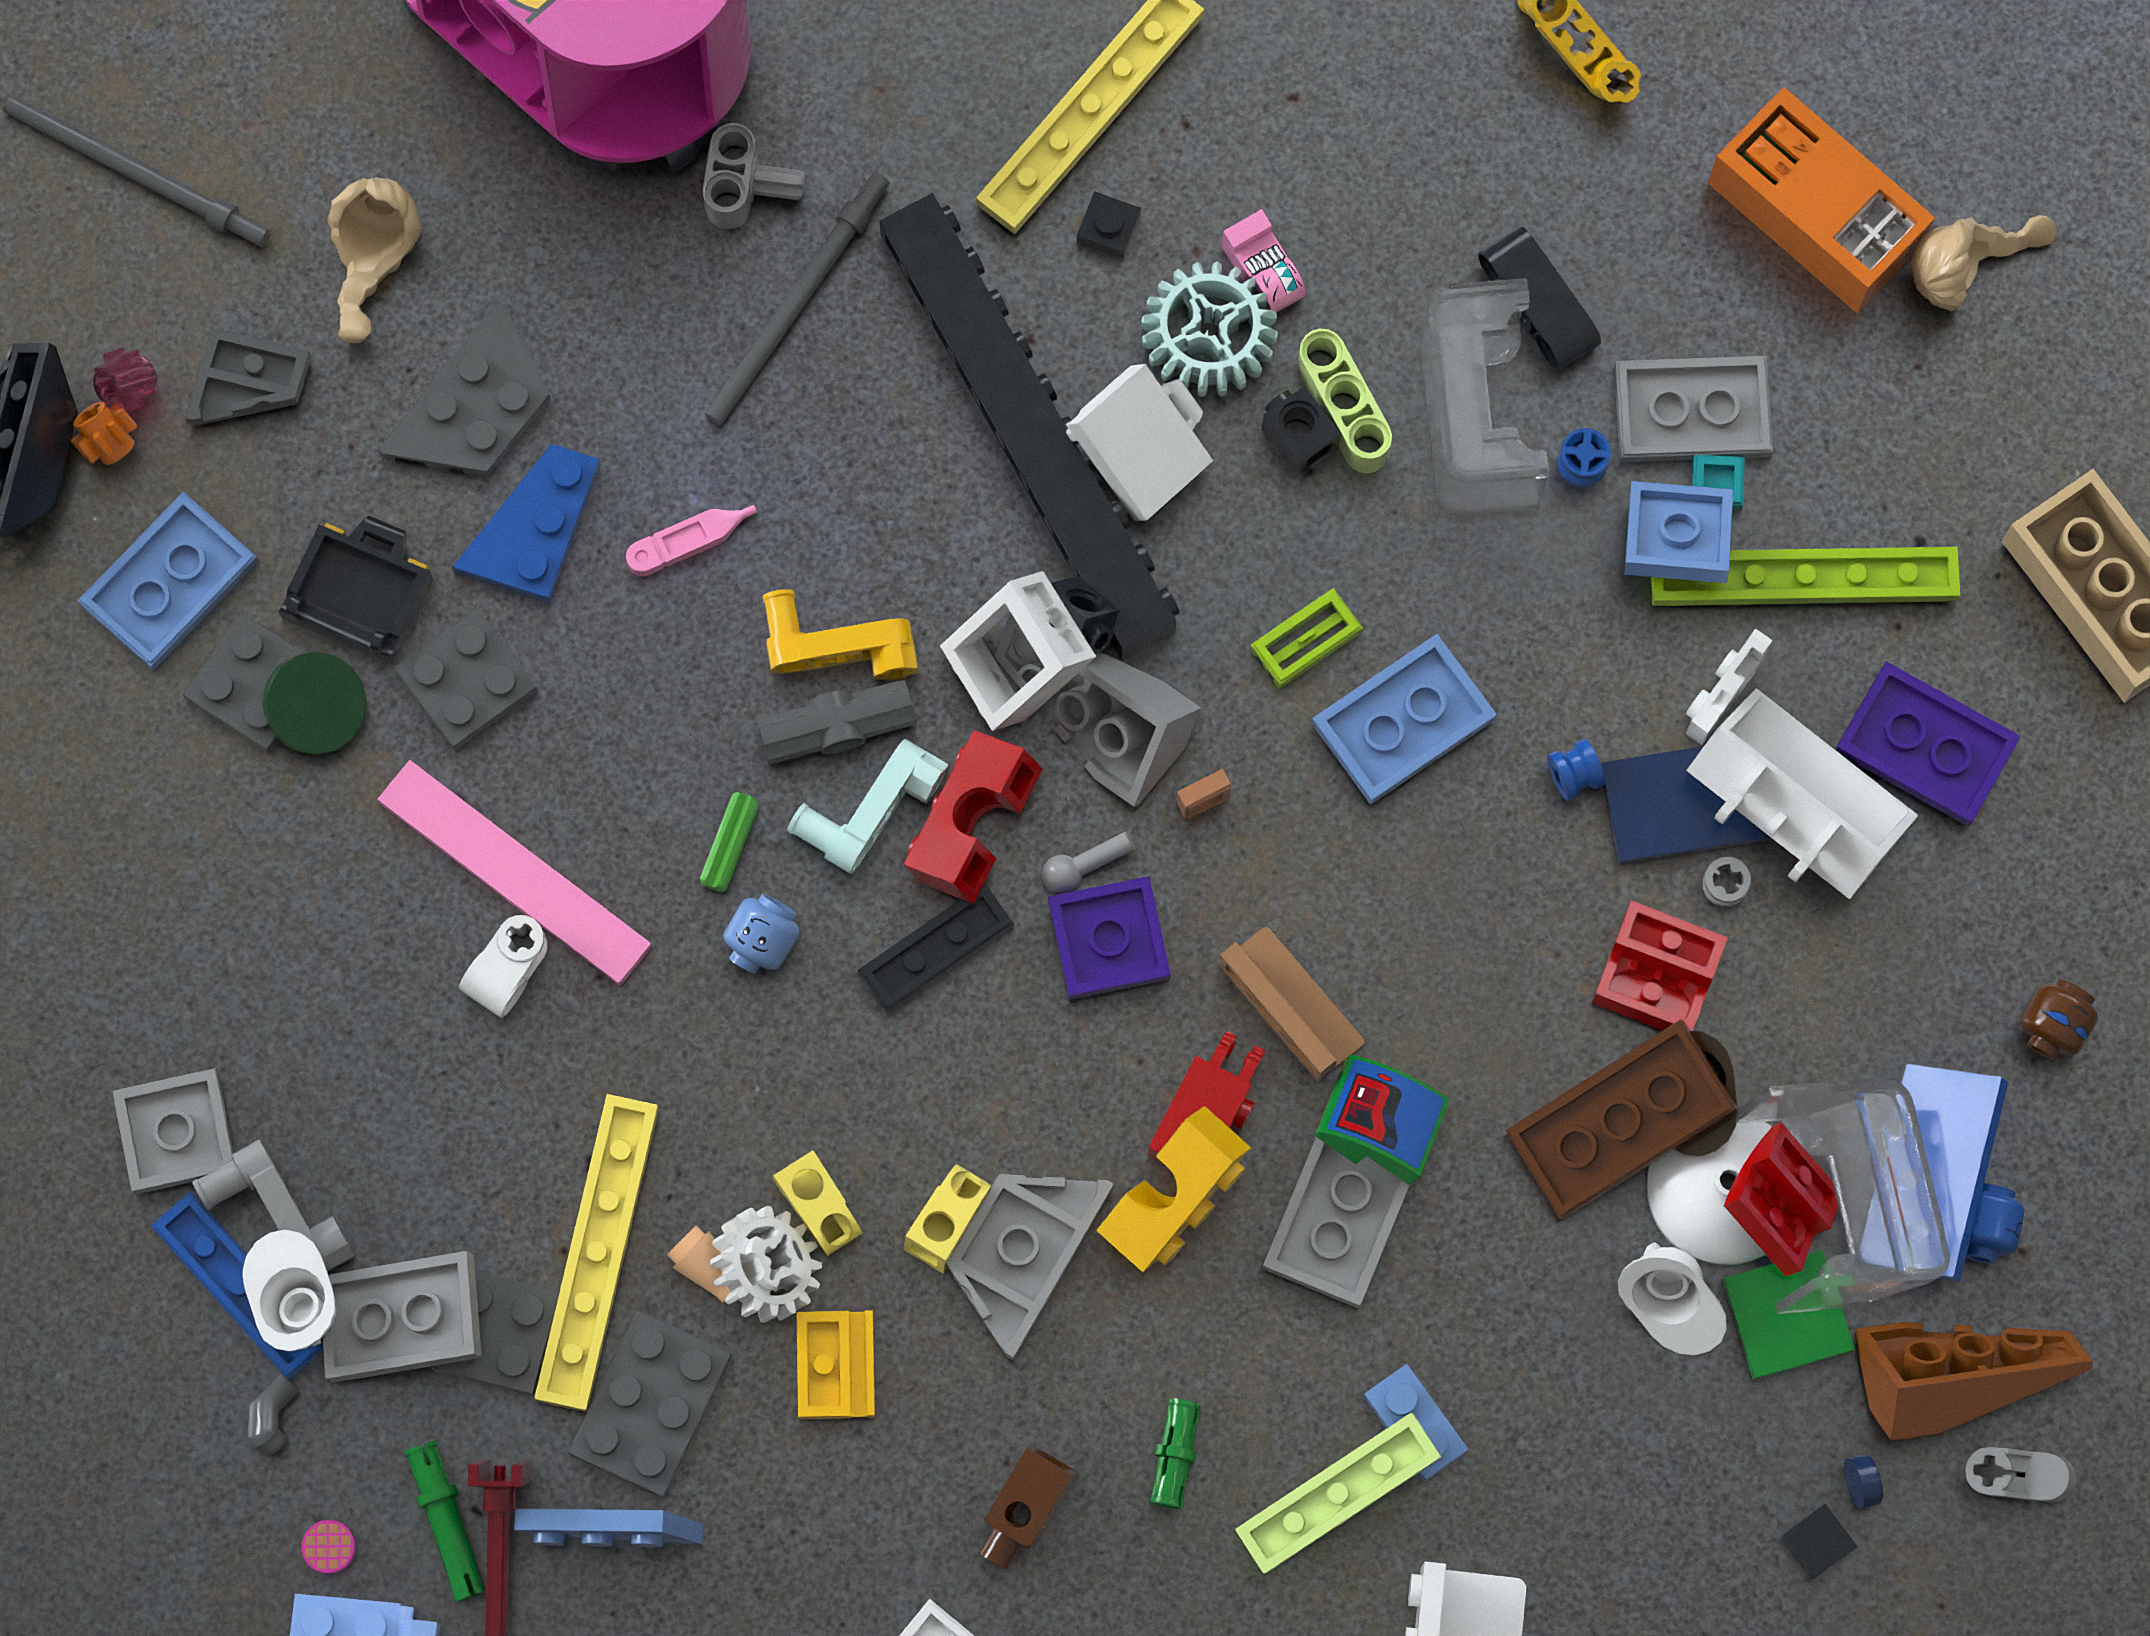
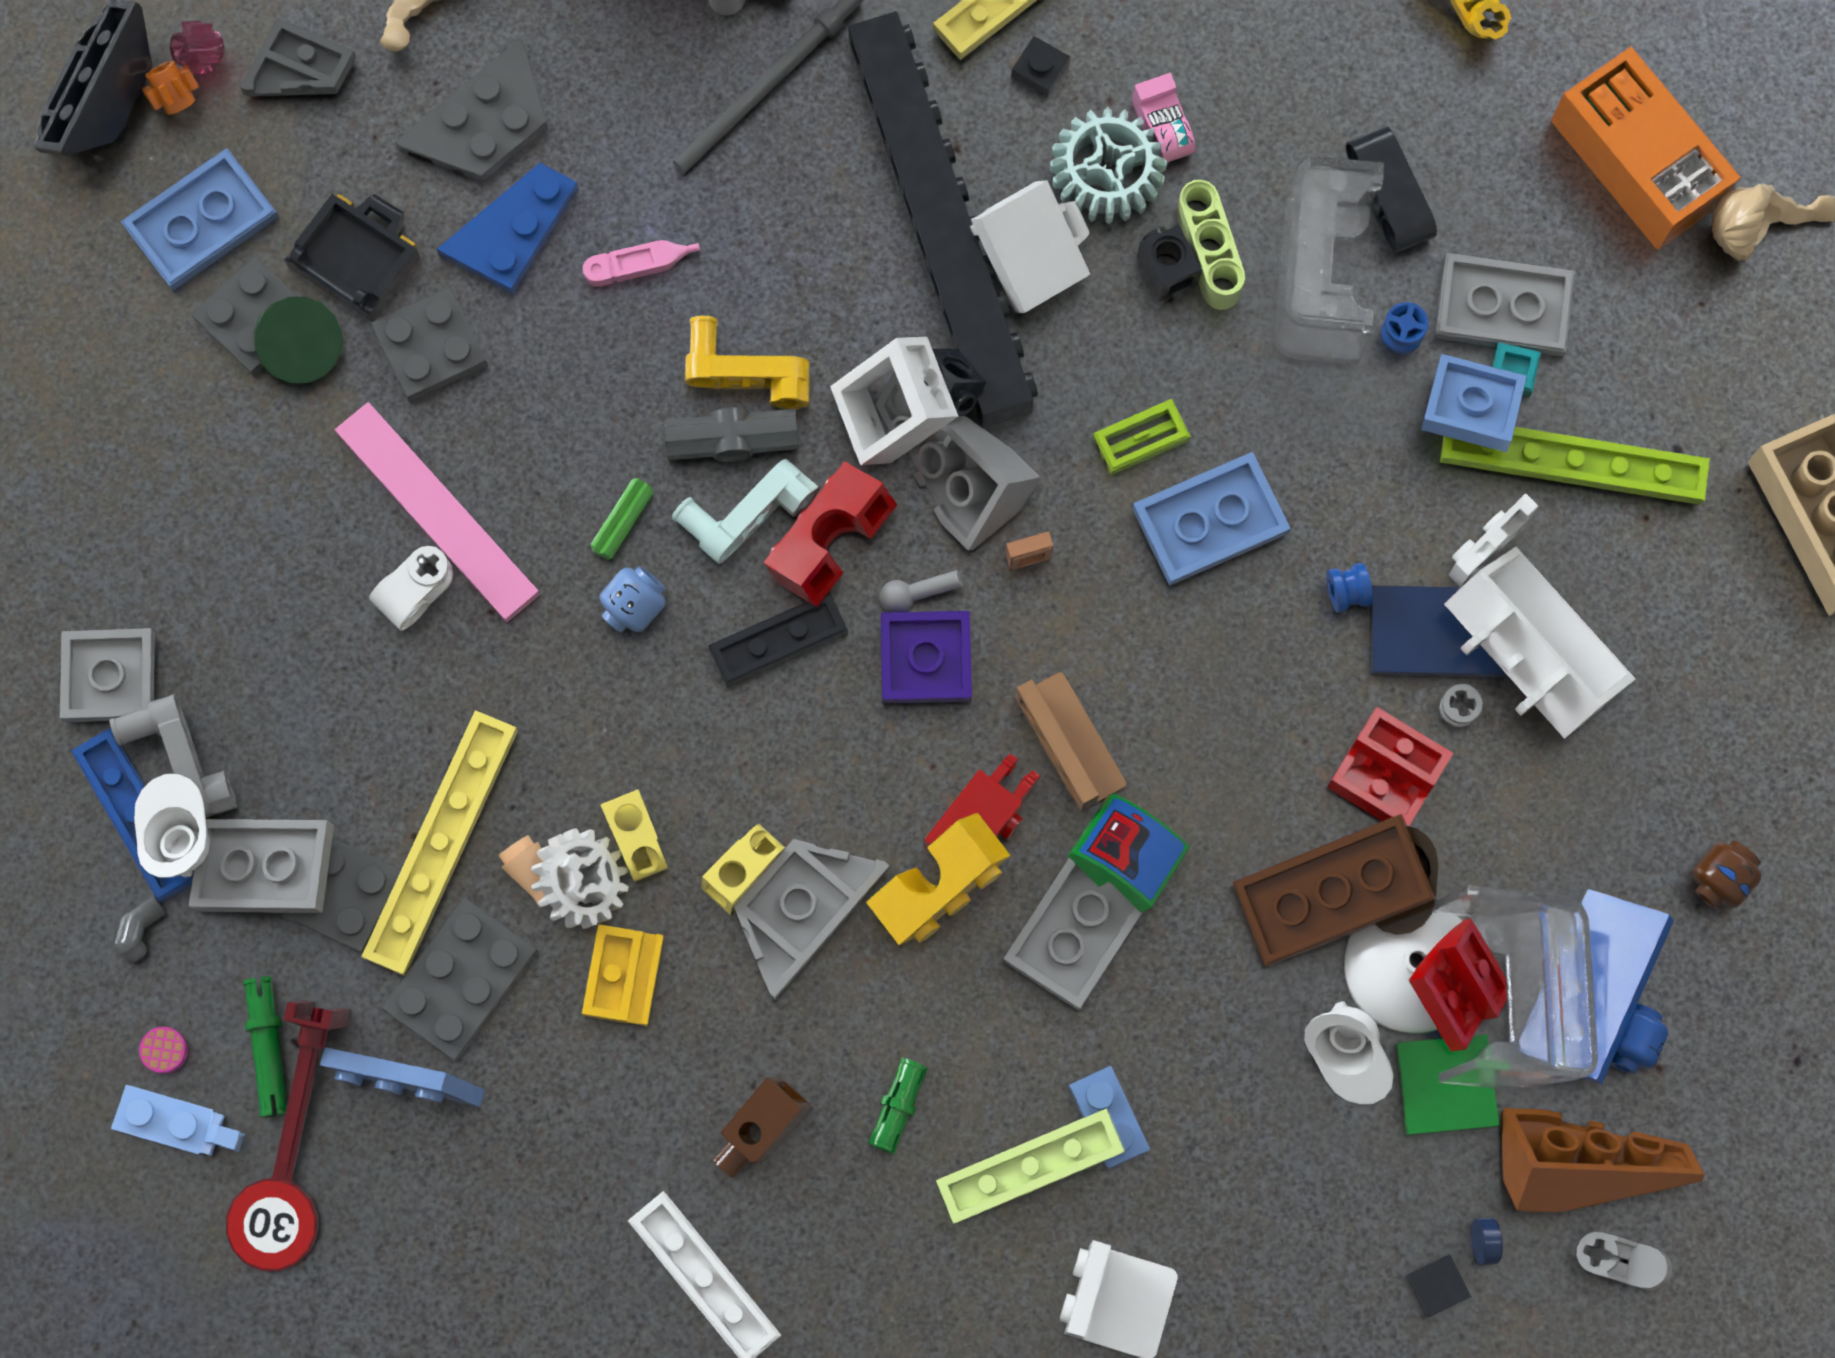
camera: 10 degrees right, 0 degrees up
(1927, 743) = (1654, 620): dark purple plate -> none

